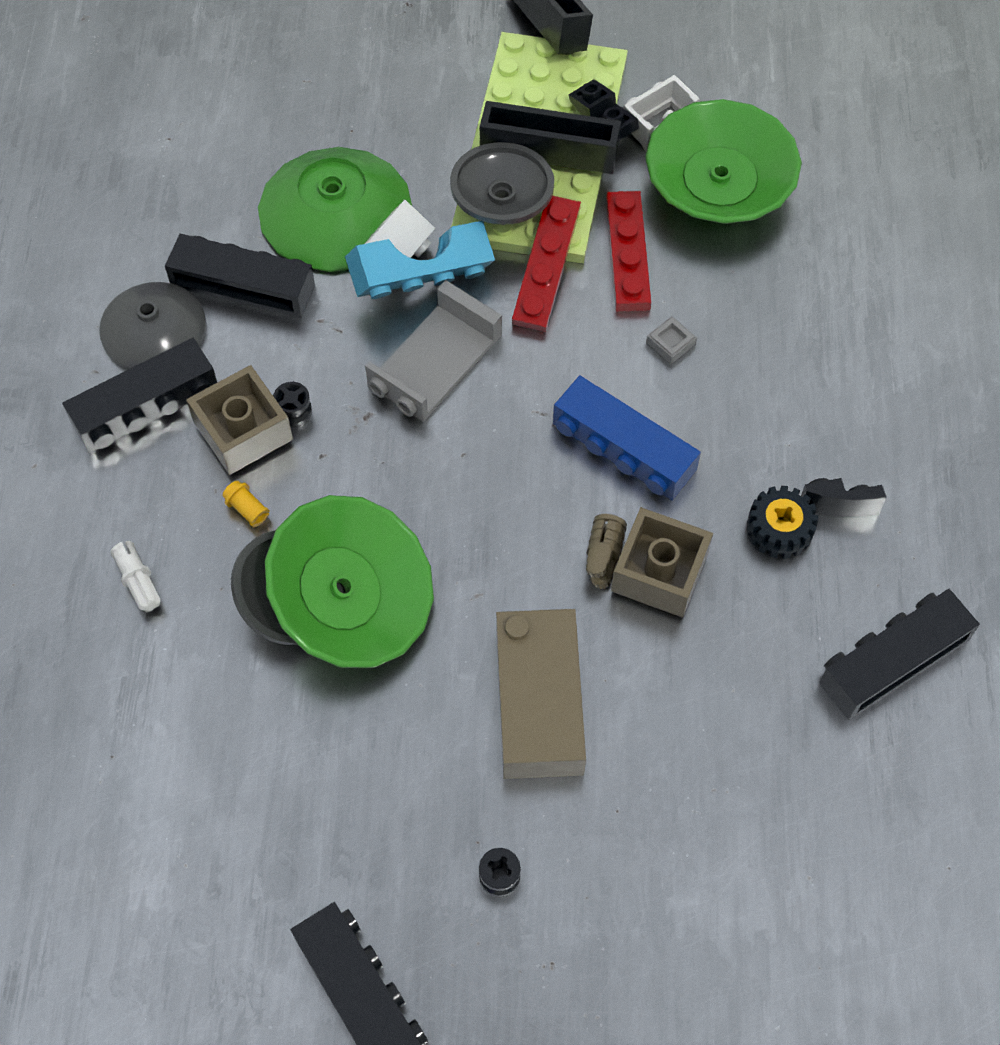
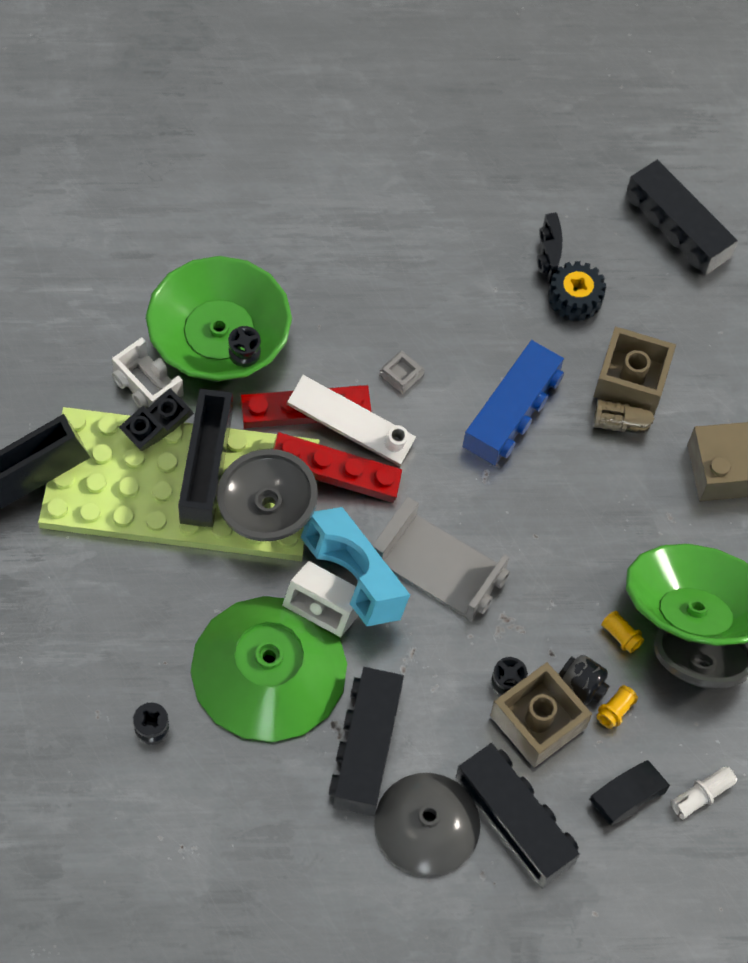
camera: 100 degrees left, 0 degrees up
(147, 502) = (628, 792): none -> black slope
(279, 472) = (585, 678): none -> black head
(285, 110) = (148, 730): none -> black wheel
(586, 304) = (351, 420): none -> white piece
(682, 160) = (249, 340): none -> black wheel

